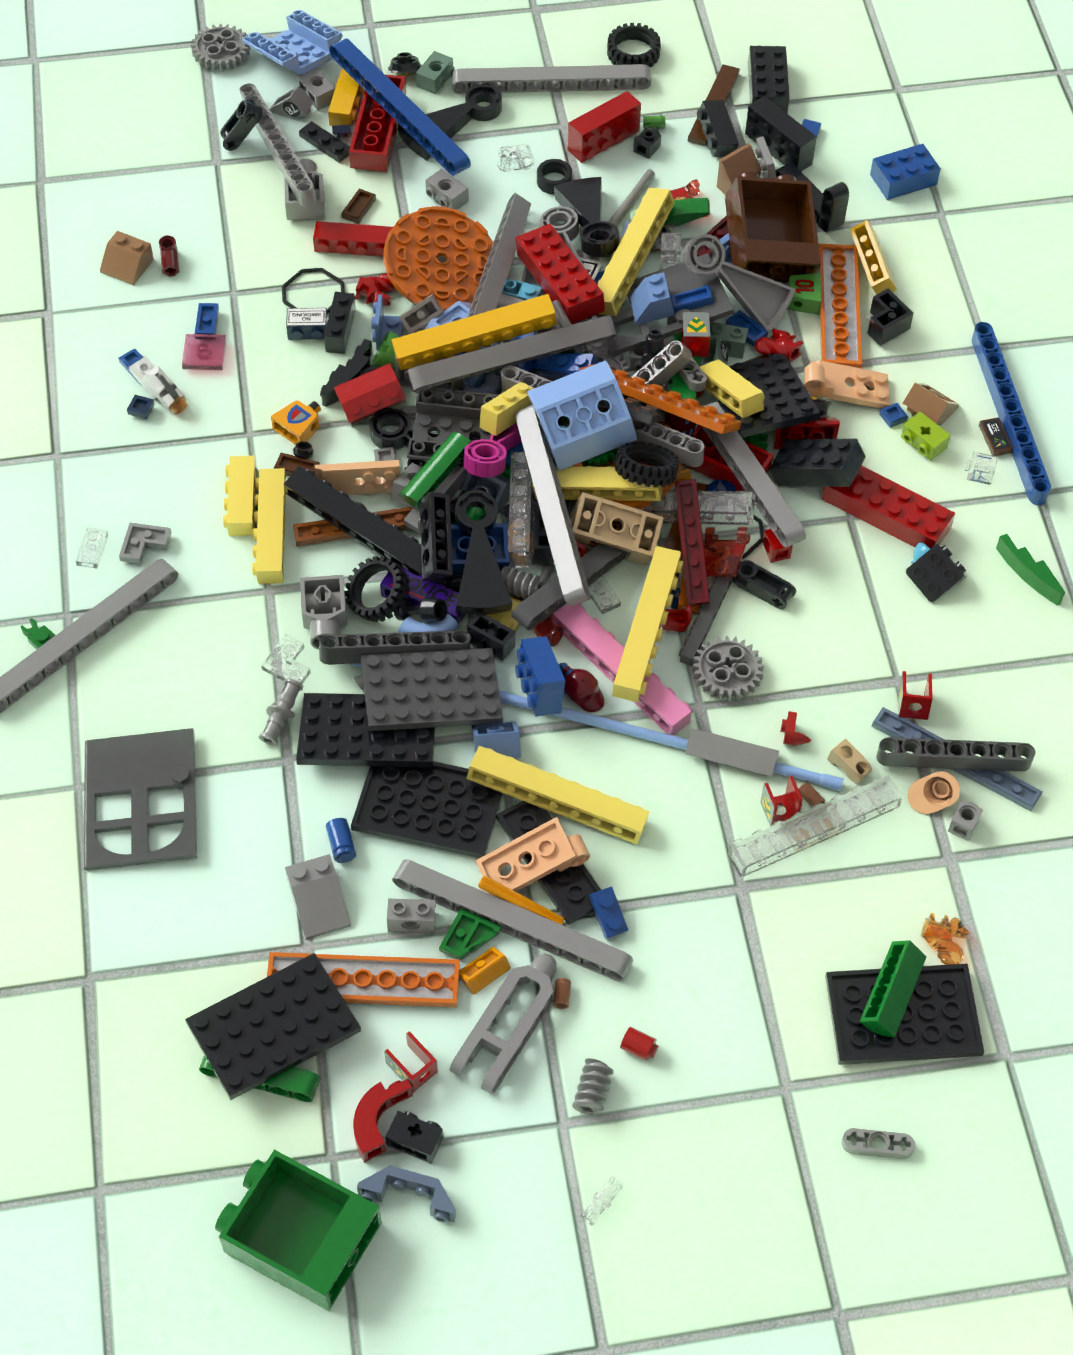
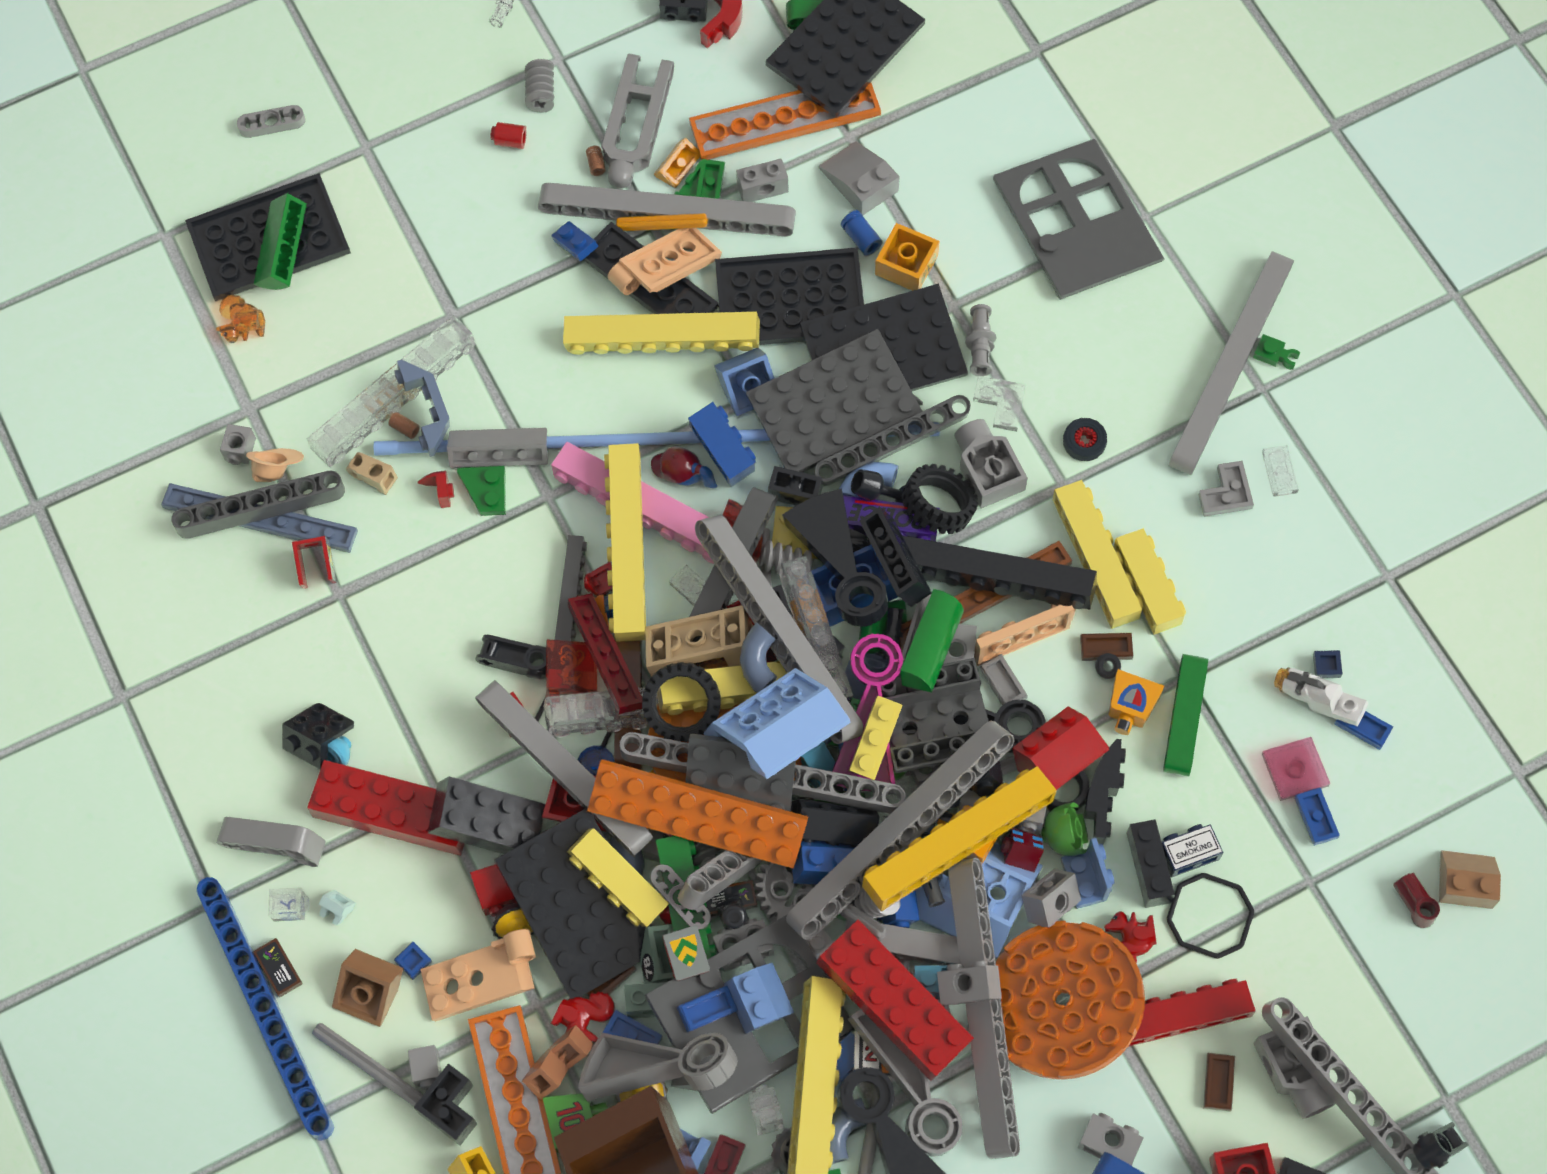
camera: 165 degrees right, 10 degrees up
(227, 608) = (1092, 430): none -> black bush
(263, 404) = (1185, 715): none -> green beam
(311, 798) = (907, 257): none -> light orange brick
(423, 1054) = (714, 46): red piece -> none
(505, 261) = (984, 985): none -> light grey brick
(580, 476) = (754, 658): none -> sand blue cylinder
(728, 668) = (516, 523): light grey gear -> none
(752, 724) = (486, 488): none -> green wing
(789, 808) = (415, 377): none -> sand blue slope
(790, 800) = (422, 405): red piece -> none
(811, 318) = (556, 1061): none -> nougat brick
(899, 347) = (424, 1065): none -> light grey brick
(925, 436) = (350, 928): lime brick -> none
(940, 363) = (367, 1064): none -> light grey axle
(943, 458) = (337, 904): none -> light aqua tile
(989, 506) = (272, 838): none -> light grey beam
(1033, 573) = (203, 771): green slope -> none

